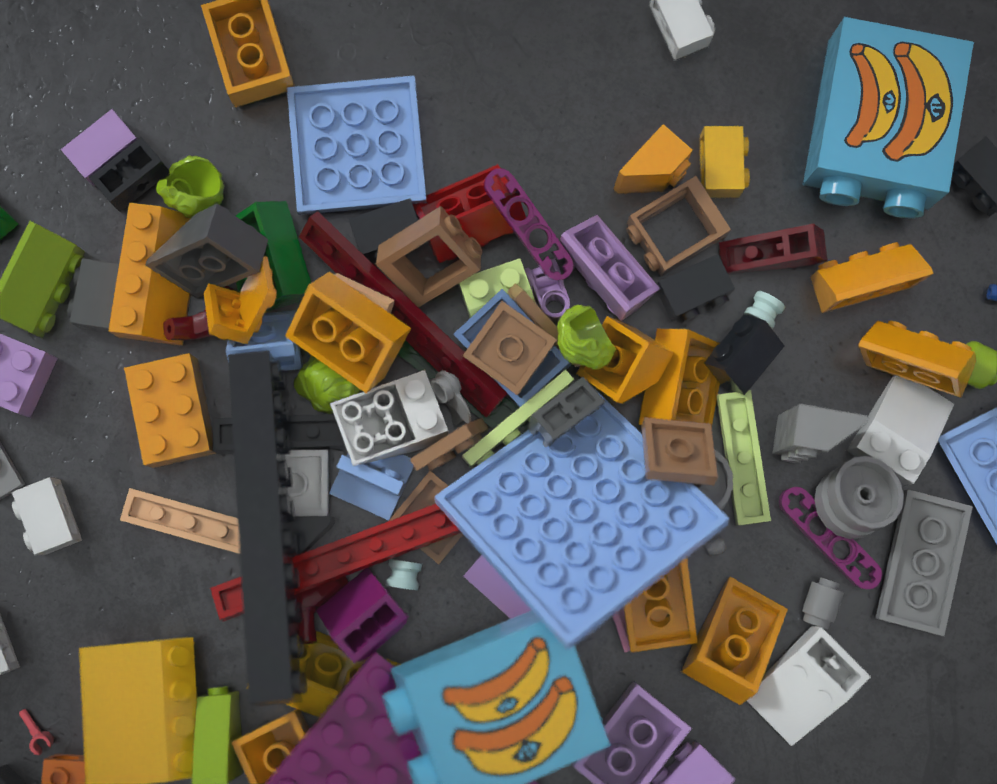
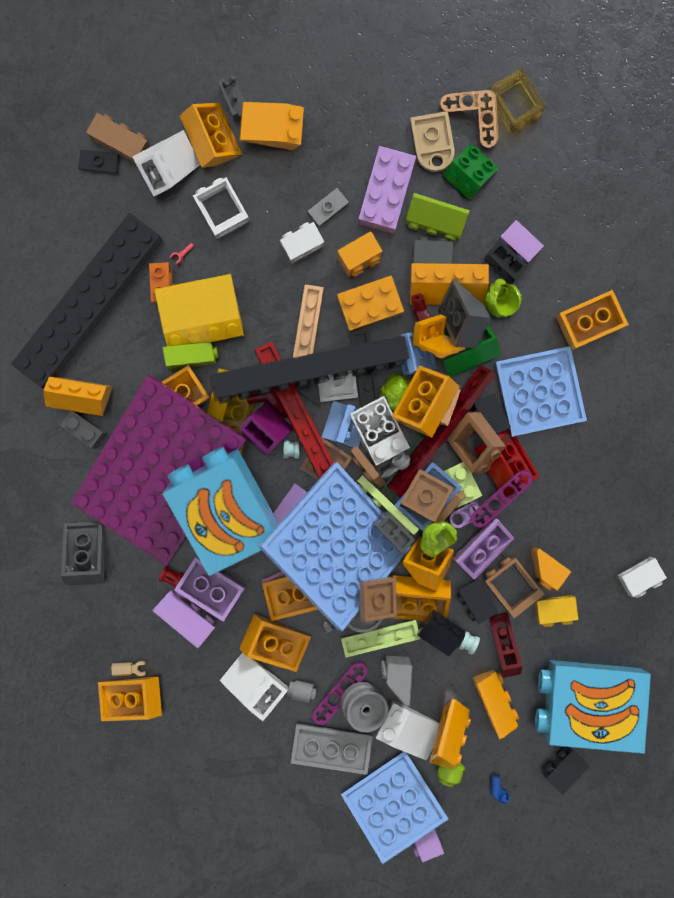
camera: 85 degrees right, 5 degrees up
(81, 418) = (359, 255): none -> light orange brick

